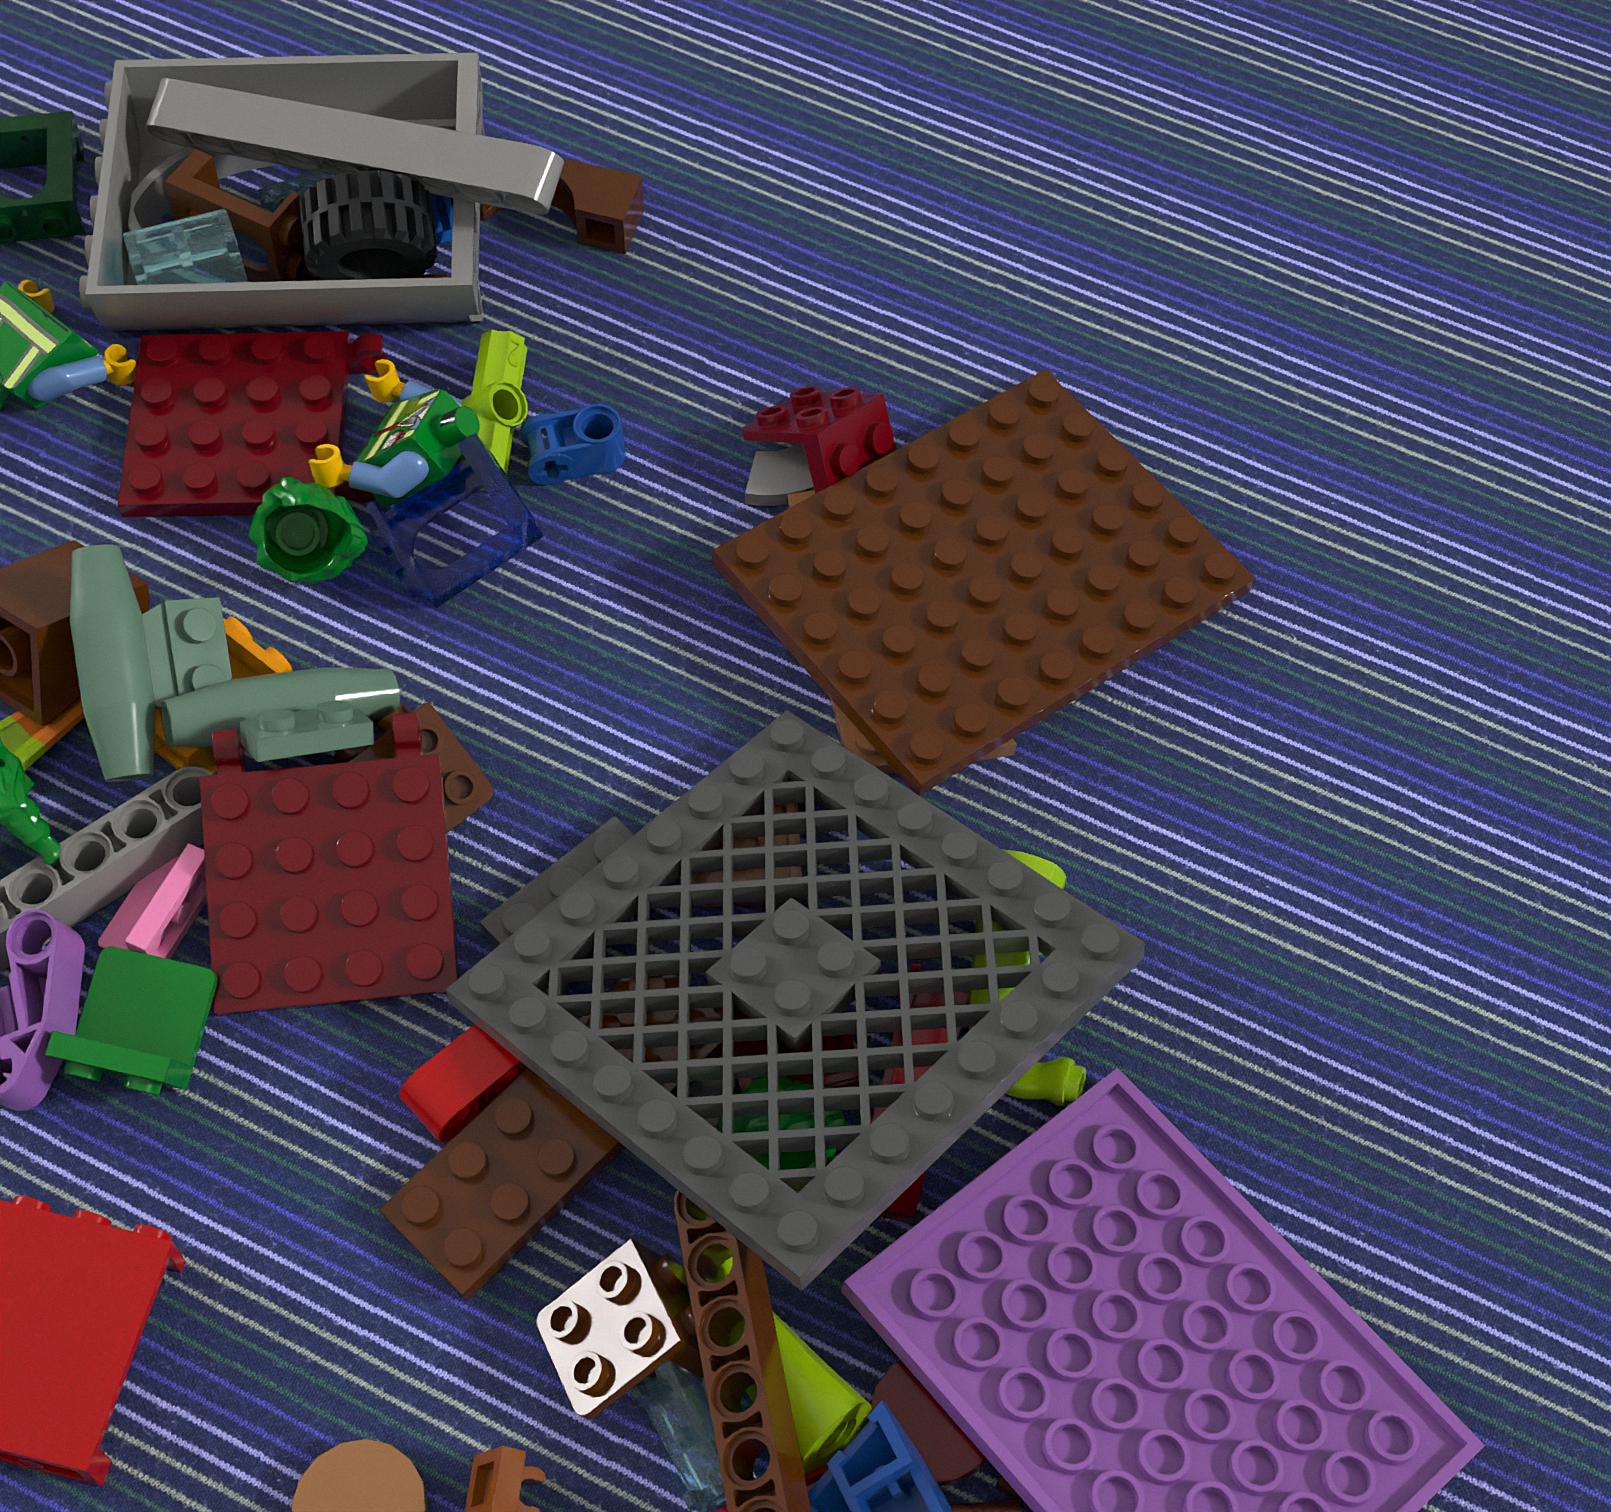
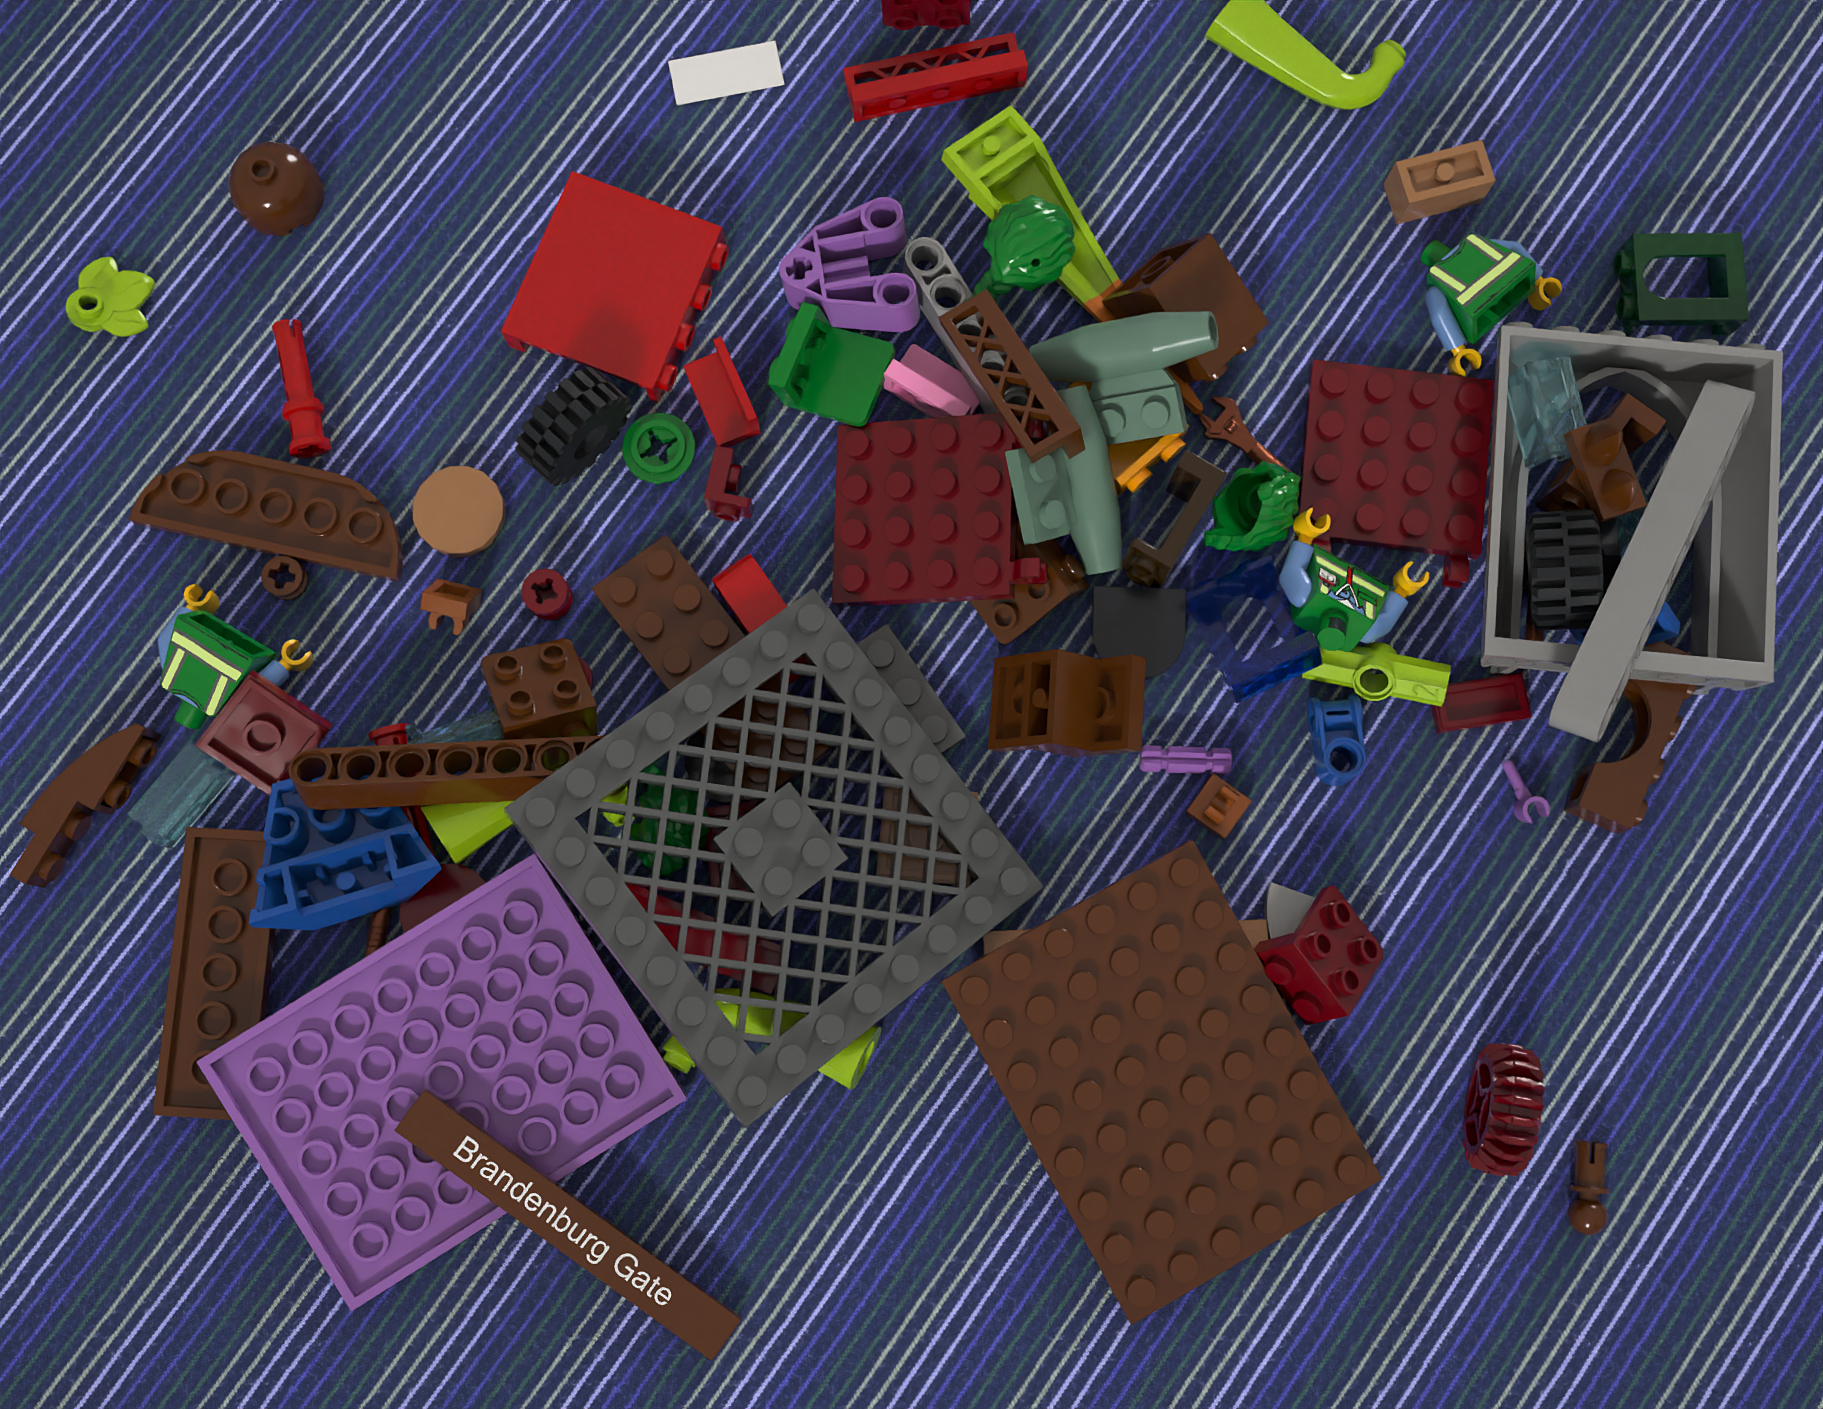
camera: 100 degrees right, 20 degrees up
(147, 760) = (1018, 370): none -> reddish brown fence
(174, 1161) = (722, 397): none -> red panel
(211, 578) = (1231, 429): none -> copper piece
(225, 1237) = (668, 430): none -> green gear
(233, 1332) = (573, 426): none -> black tyre
(241, 193) = (1605, 469): none -> reddish brown tile
(301, 1145) = (722, 479): none -> dark red bracket
(331, 595) = (1194, 483): none -> dark brown panel
(462, 652) = (1139, 623): none -> black tile
(482, 1367) = (555, 601): none -> dark red wheel
(515, 310) = (1482, 703): none -> dark red tile
(564, 701) = (1067, 703): none -> reddish brown bracket
(614, 590) = (1185, 759): none -> medium lavender axle
(624, 281) = (1523, 795): none -> medium lavender hand
(665, 555) = (1218, 806): none -> dark orange tile
(953, 260) = (1503, 1109): none -> dark red gear
(1038, 203) = (1586, 1212): none -> reddish brown pin
(1297, 1195) = (568, 1224): none -> reddish brown tile

